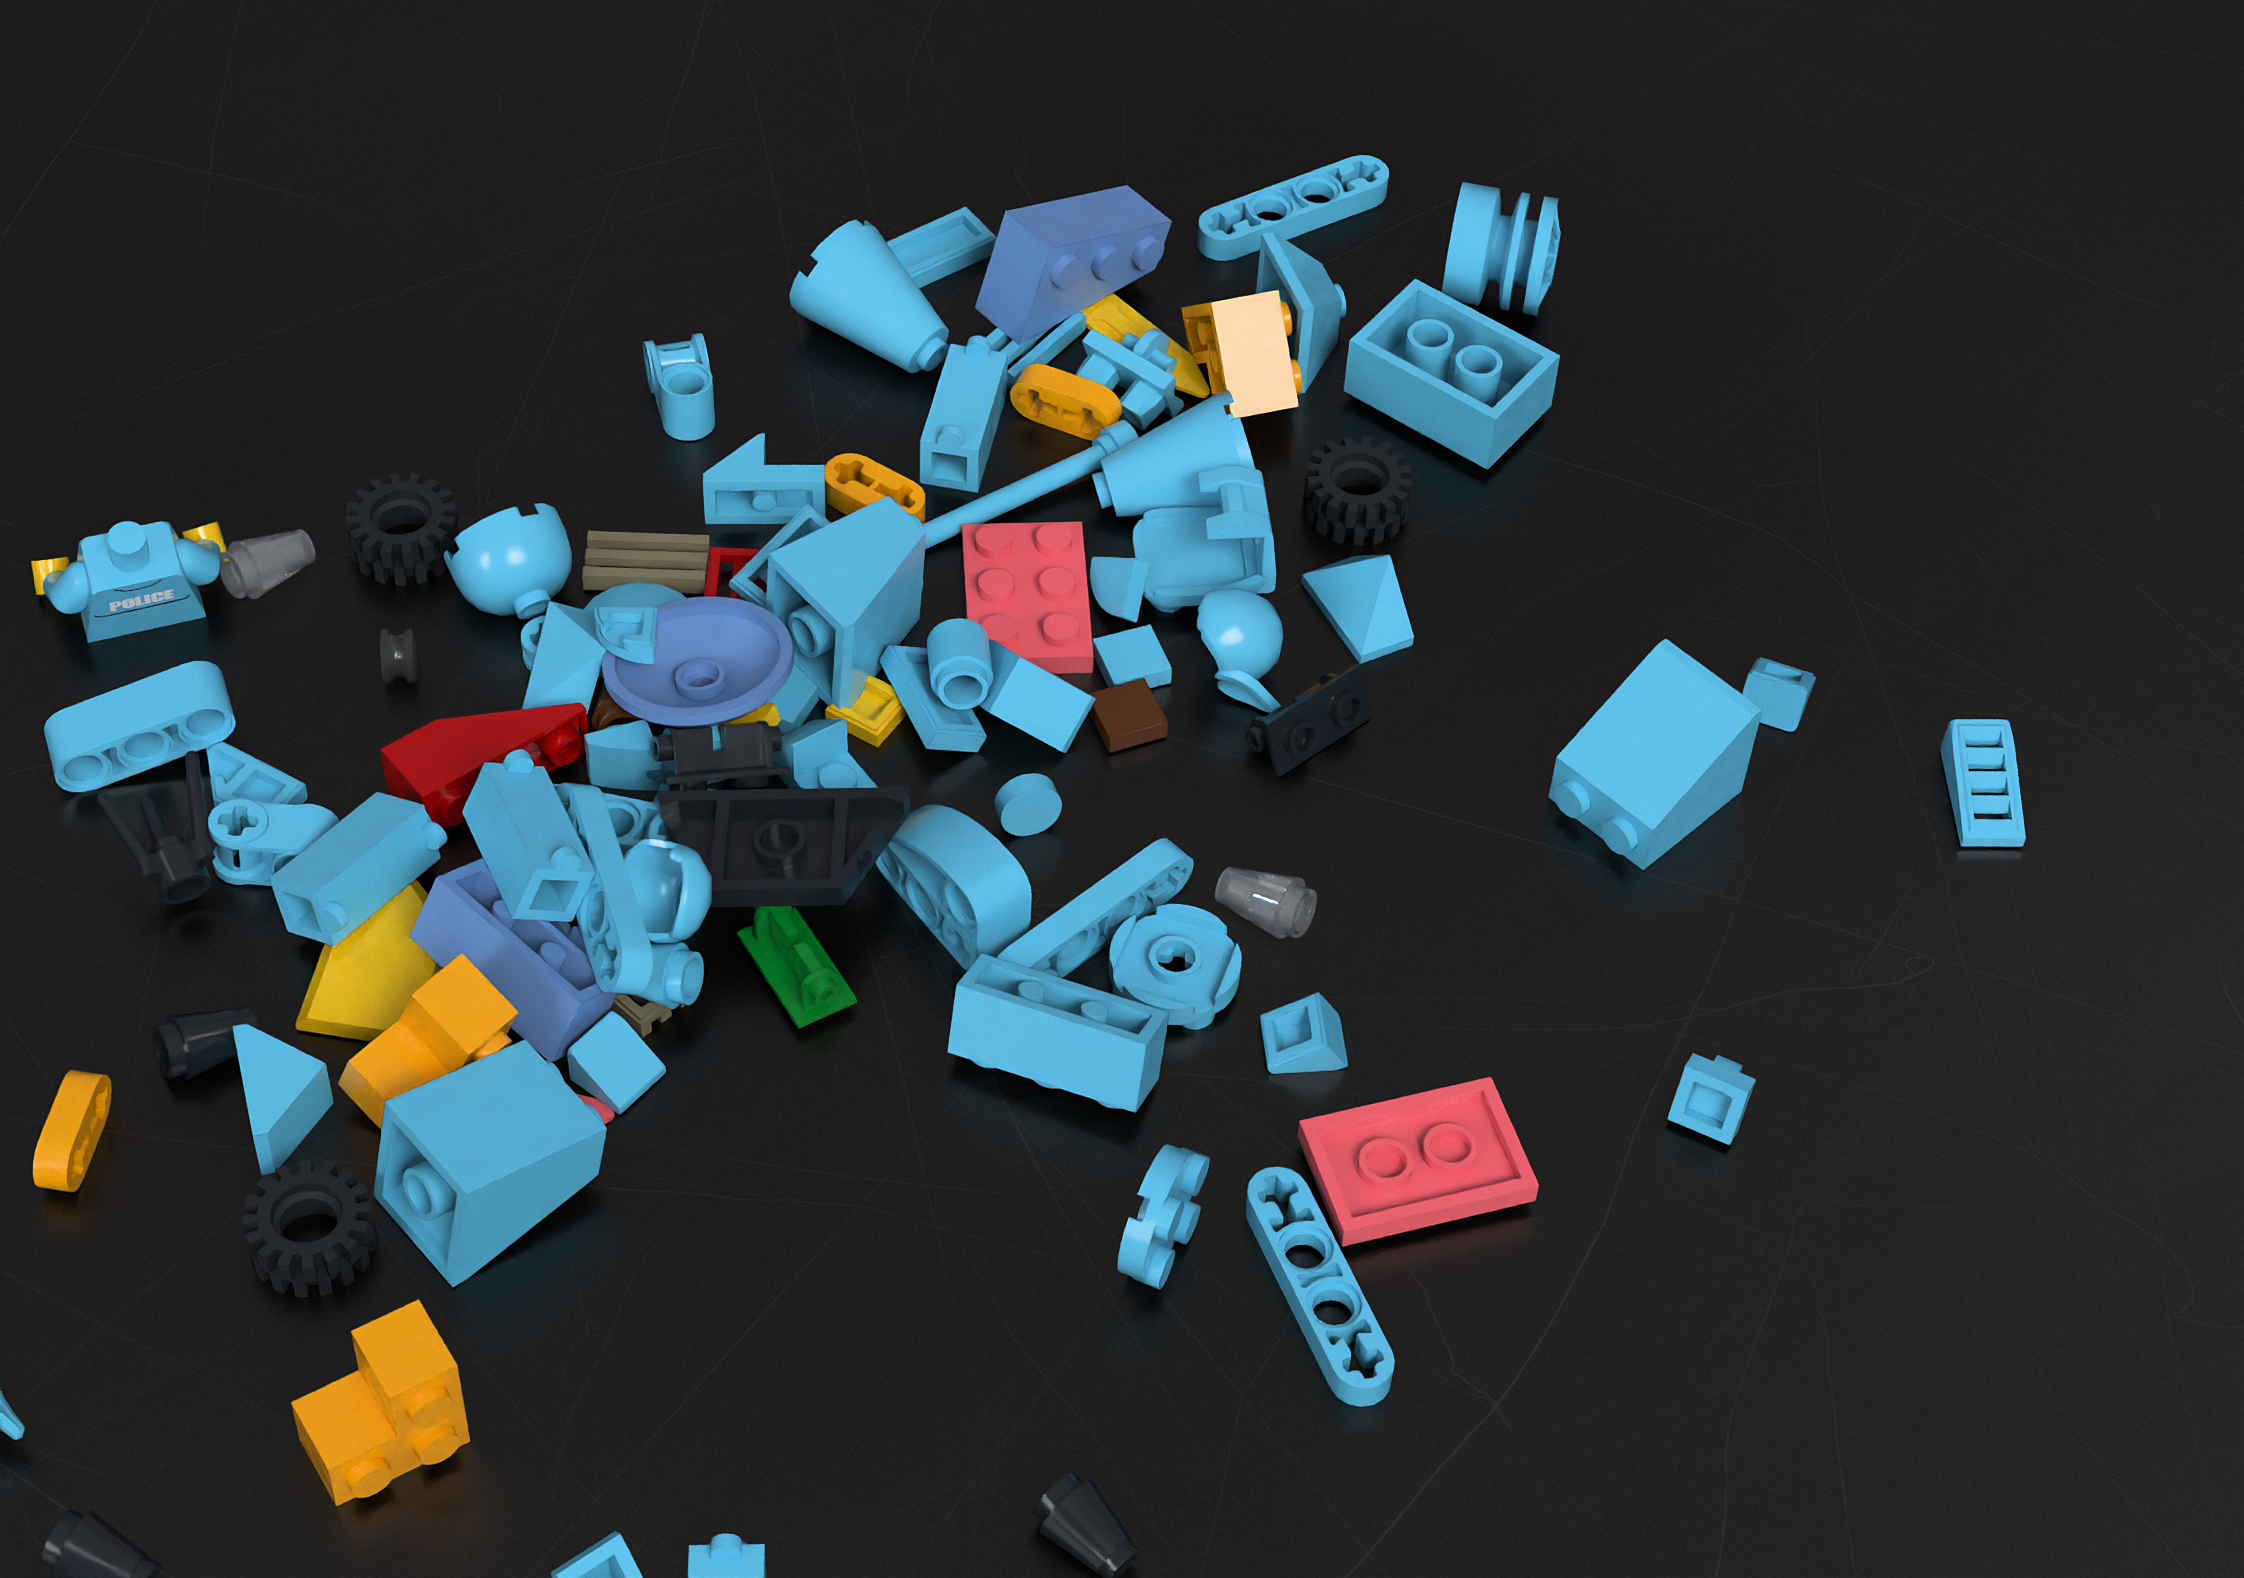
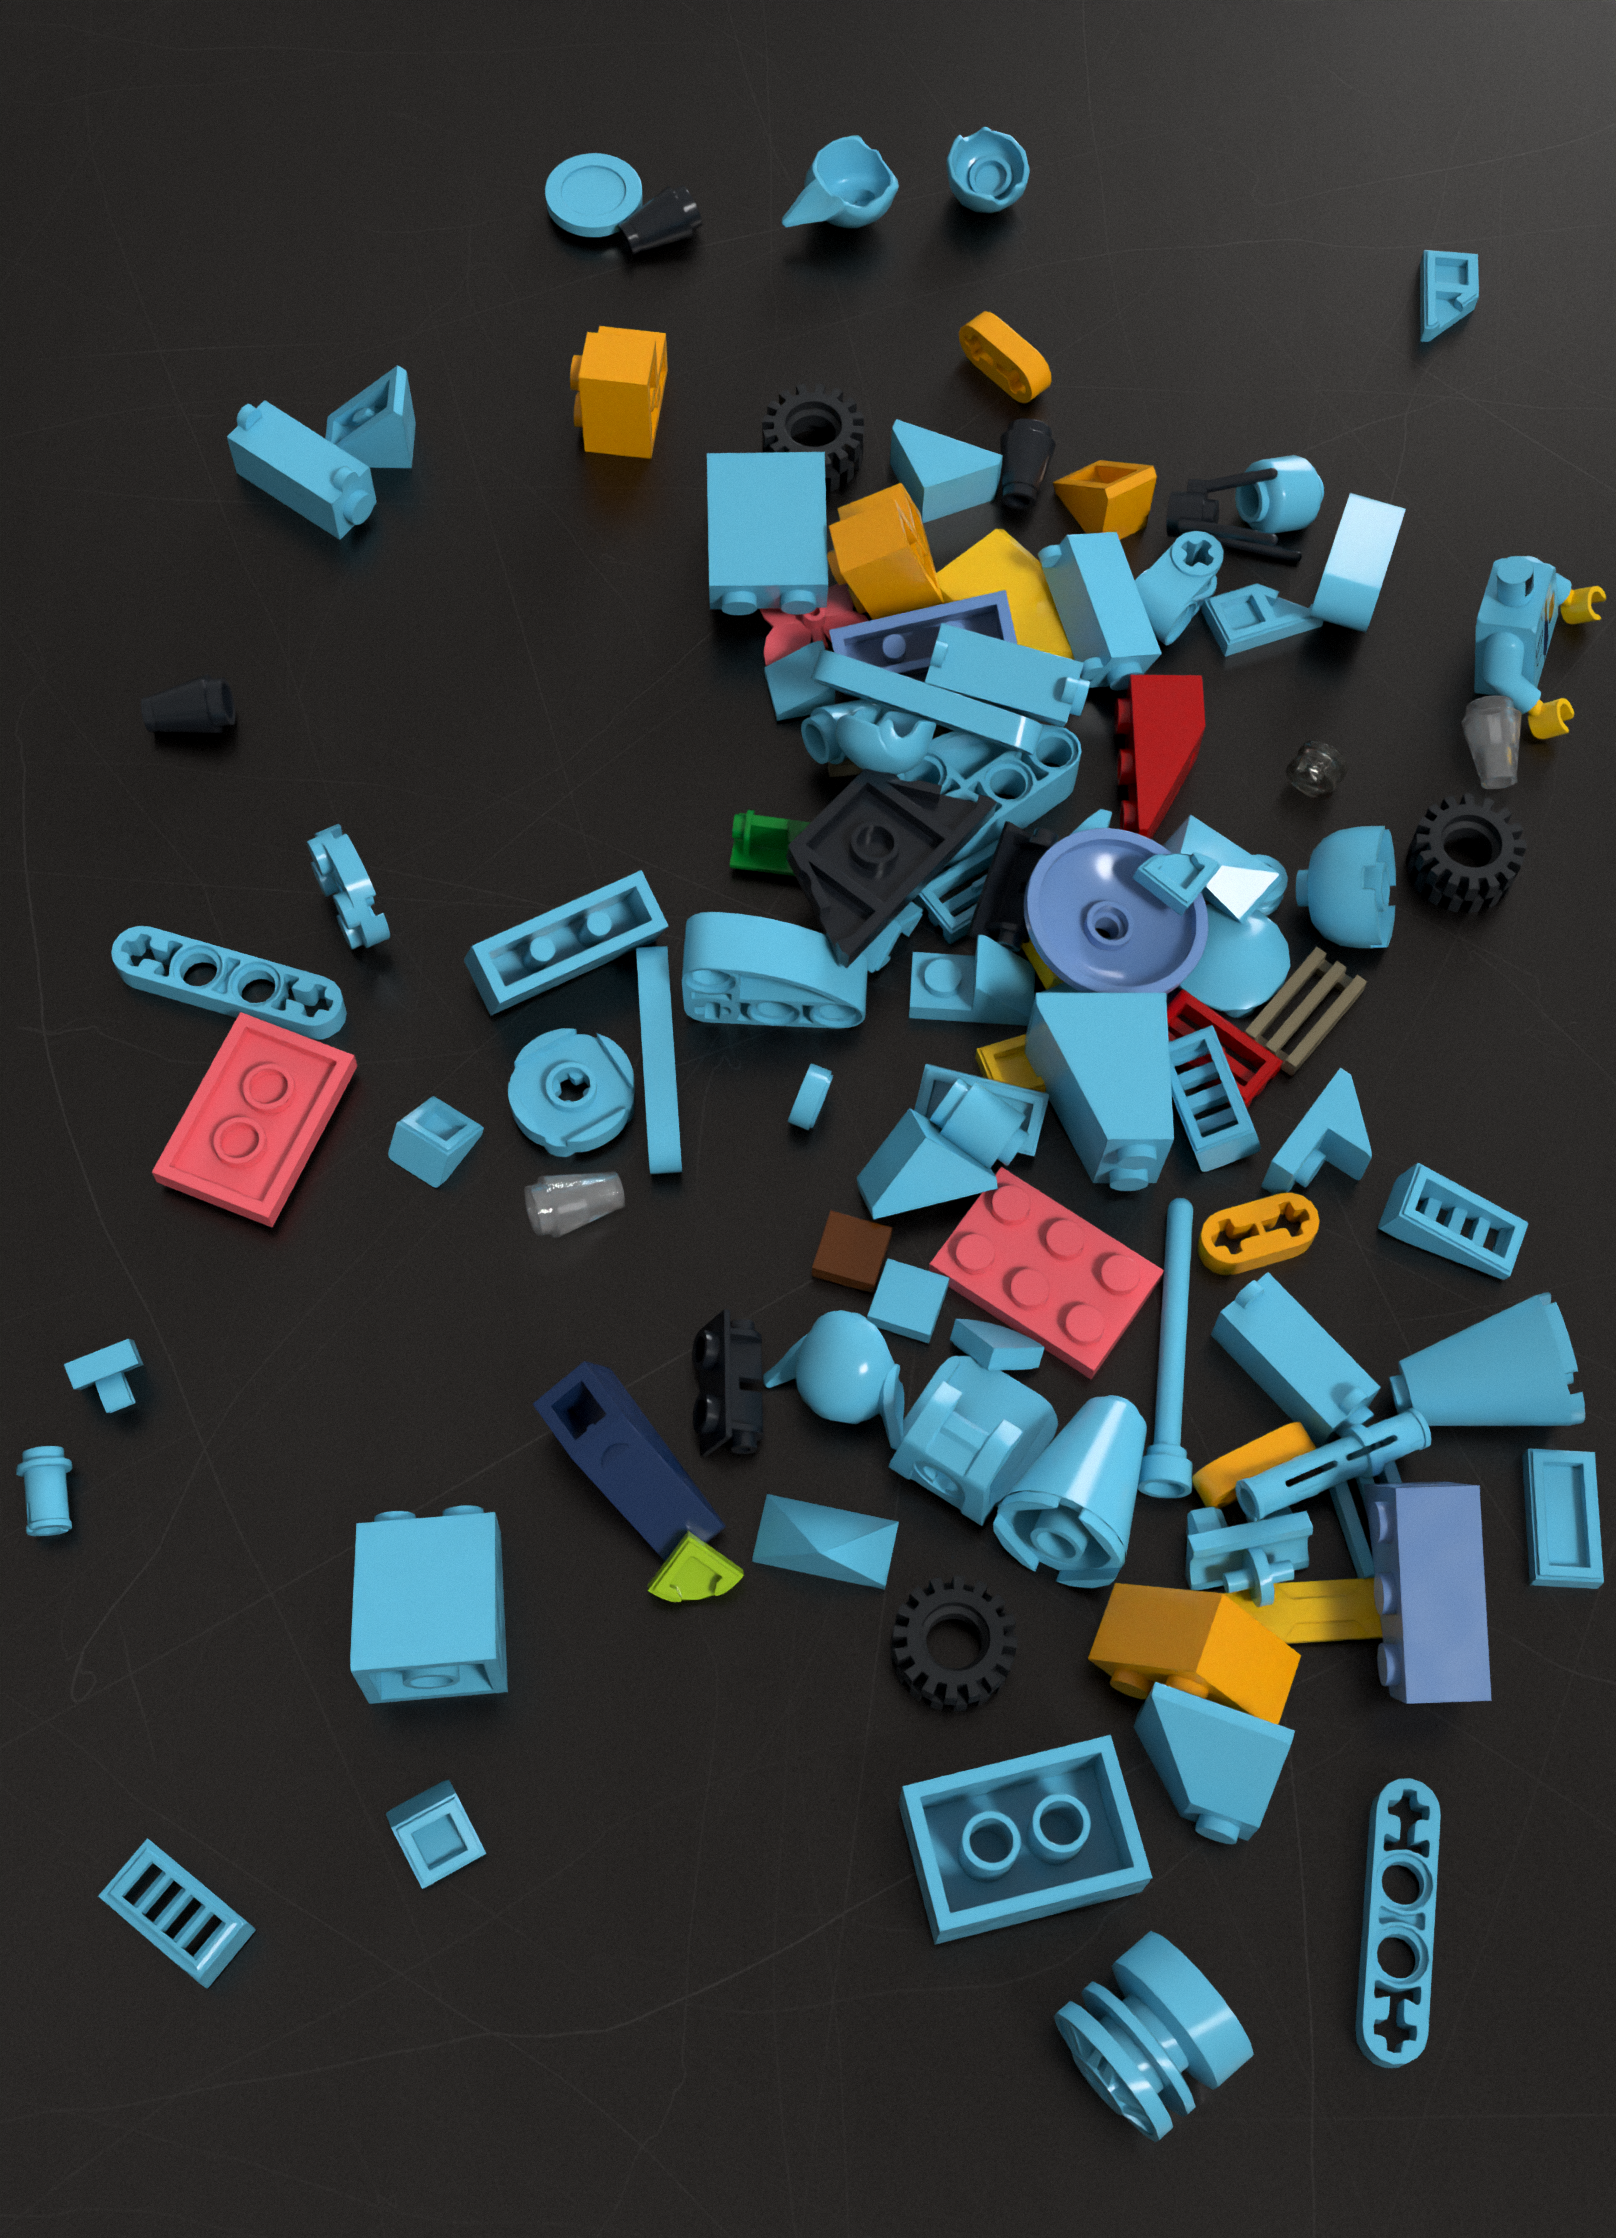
camera: 130 degrees right, 15 degrees up
(81, 830) = (1281, 503): none -> medium azure head
(198, 947) = (1109, 496): none -> light orange slope
(682, 386) = (1511, 1162): medium azure piece -> none
(759, 402) = (1423, 1231): none -> medium azure slope
(1033, 345) = (1397, 1436): none -> medium azure pin
(1427, 735) = (626, 1457): none -> dark blue slope
(1461, 658) = (694, 1572): none -> lime tile
(1823, 1081) = (46, 1490): none -> medium azure pin

